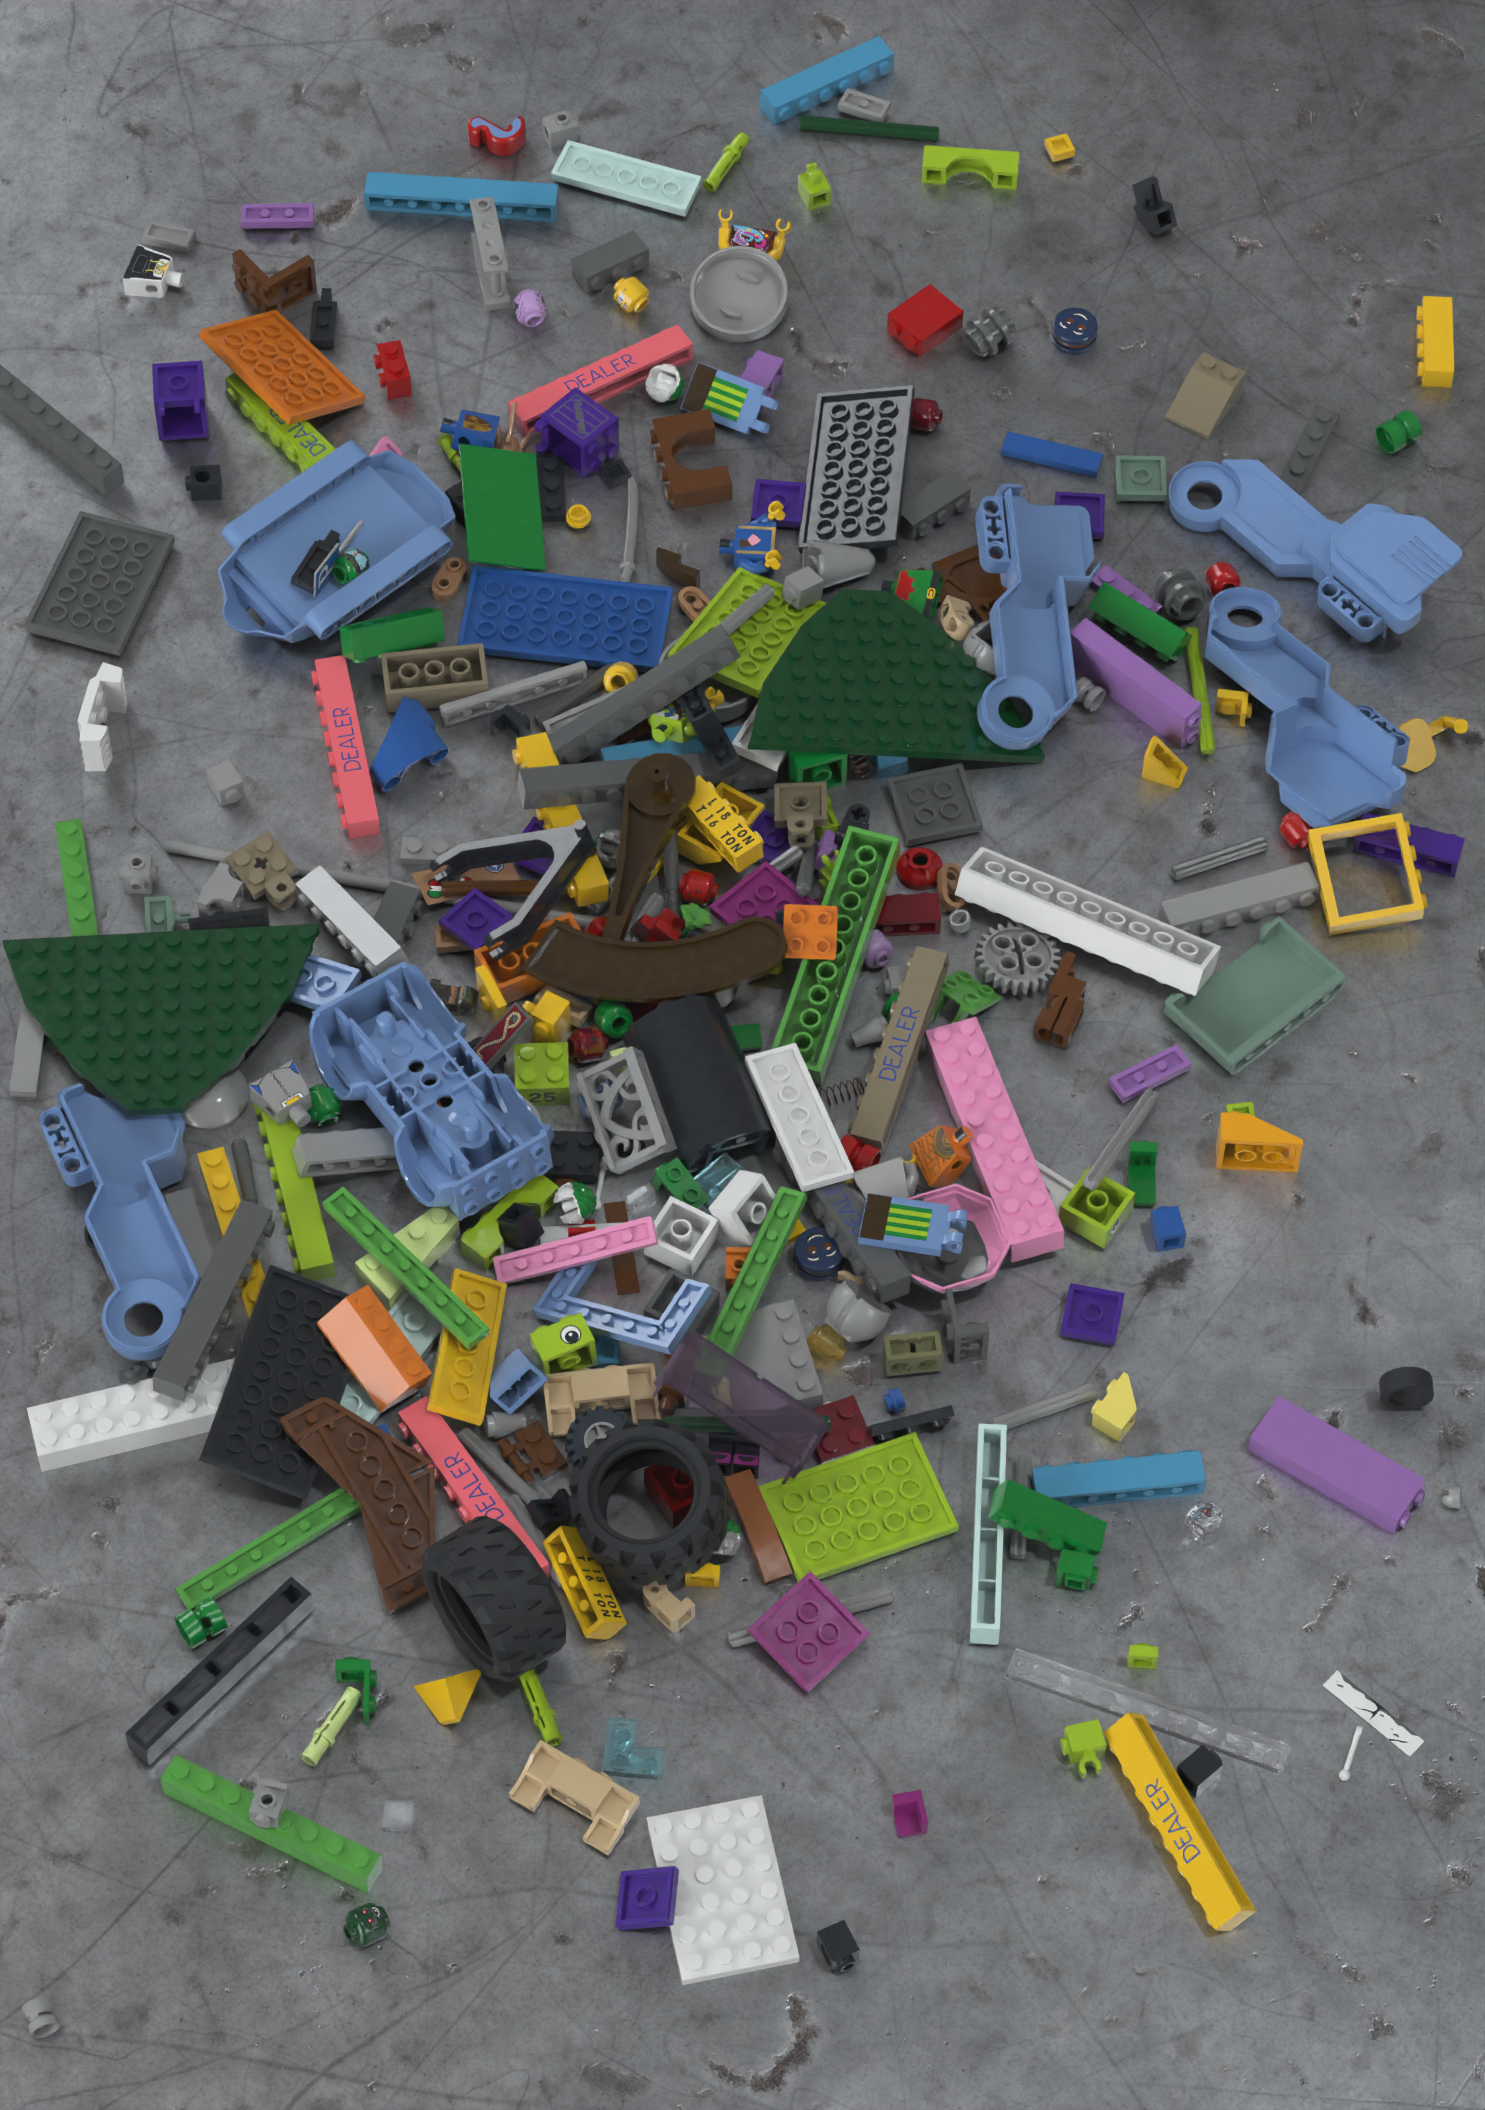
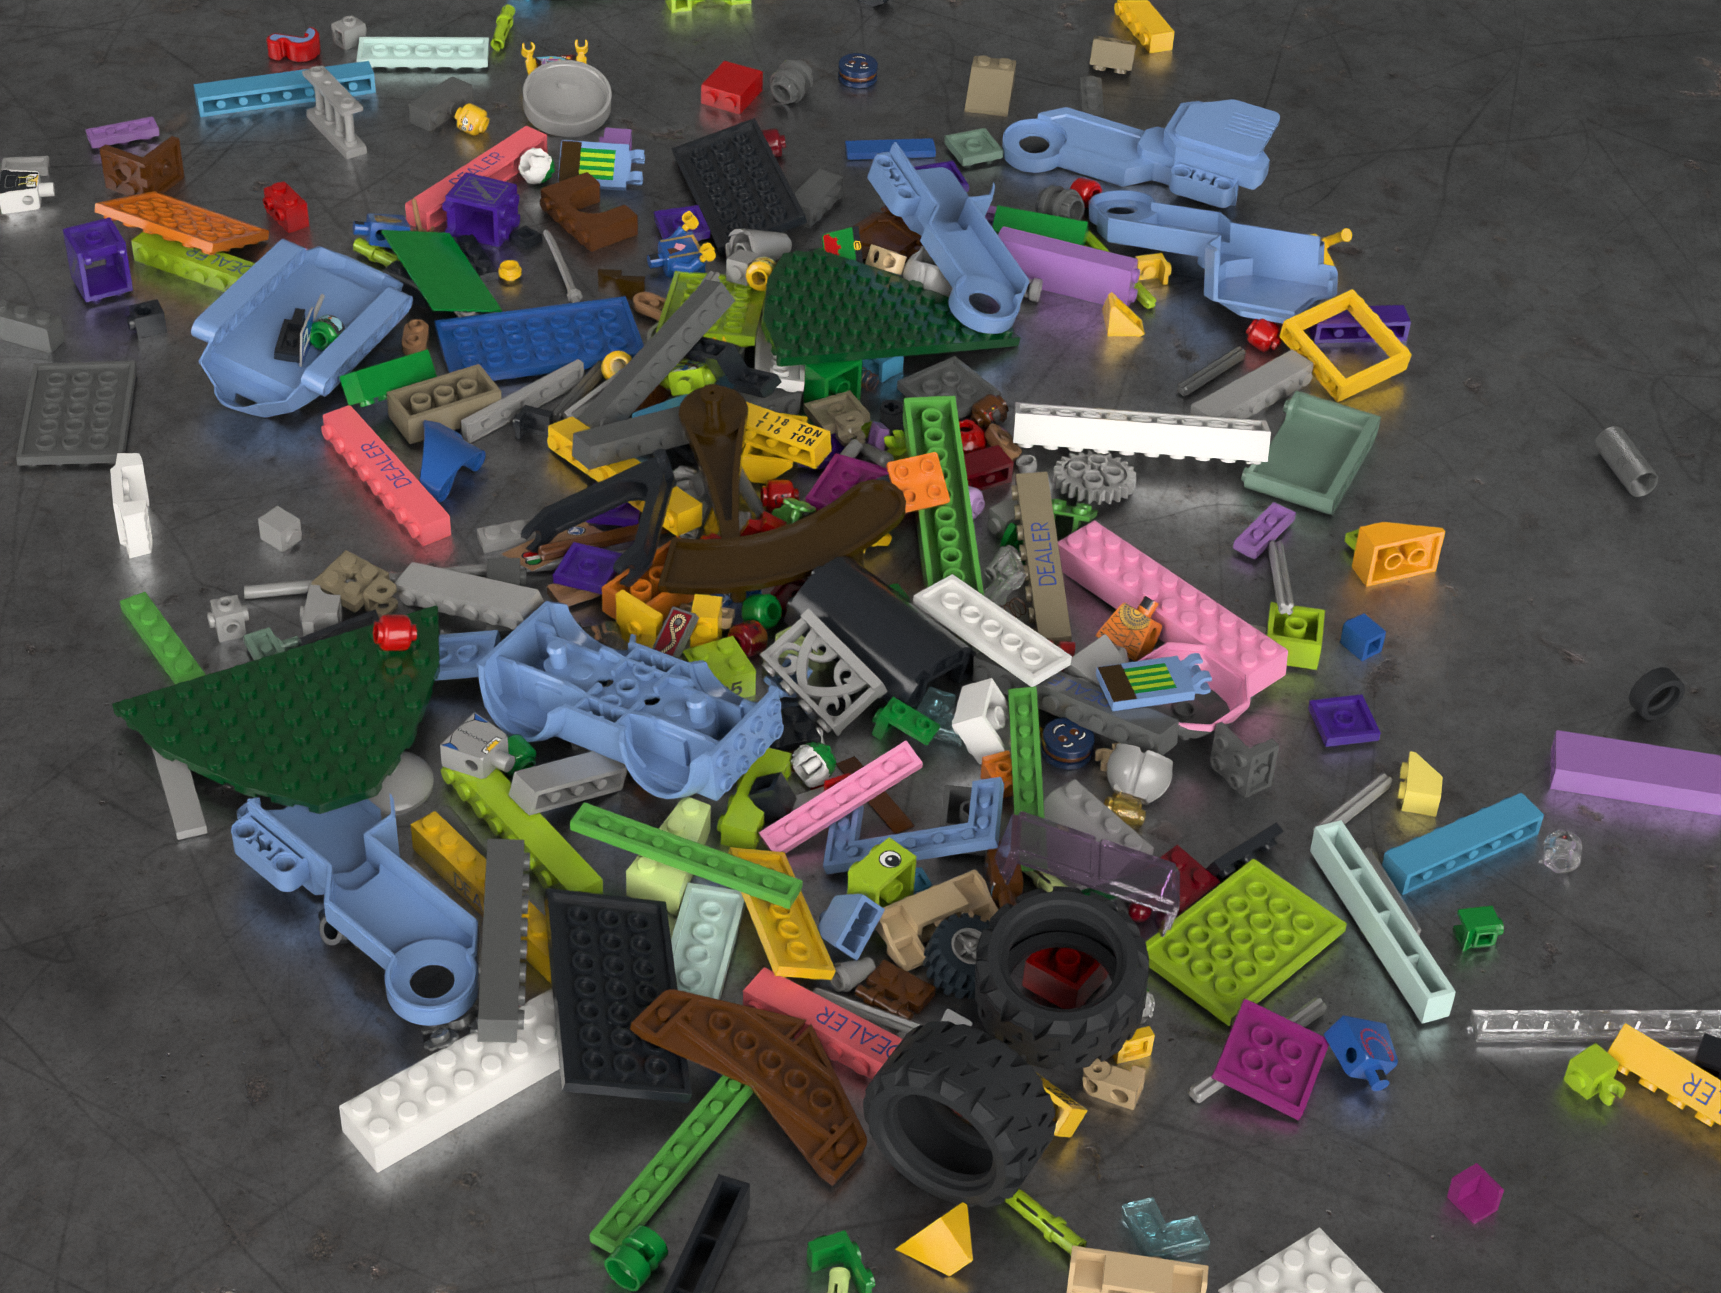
camera: 25 degrees left, 15 degrees down
(261, 949) = (394, 632): none -> red head
(324, 320) = (203, 189): black hinge -> none
(374, 1349) = (691, 936): orange slope -> none
(530, 308) = (387, 145): lavender head -> none
(640, 1200) = (873, 746): clear plate -> none
(683, 1236) = (941, 761): white brick -> none
(757, 1526) = (1176, 997): dark orange slope -> none
(811, 601) = (759, 271): none -> yellow head
(814, 187) = (588, 26): lime brick -> none
(856, 1059) = (1009, 576): none -> clear plate
(892, 1652) = (1363, 1049): none -> blue torso
(894, 1400) = (1214, 840): blue plate -> none
(912, 1353) = (1209, 793): olive brick -> none
(958, 845) = (989, 410): none -> reddish brown head
(1046, 1519) = (1429, 885): green brick -> none
(1063, 1005) = (1157, 501): reddish brown plate -> none
(1142, 1173) = (1305, 594): green bracket -> none
(1142, 1656) = (1589, 980): lime plate -> none
(1372, 379) = (1112, 54): none -> dark tan slope
(1396, 433) = (1156, 76): green wheel -> none

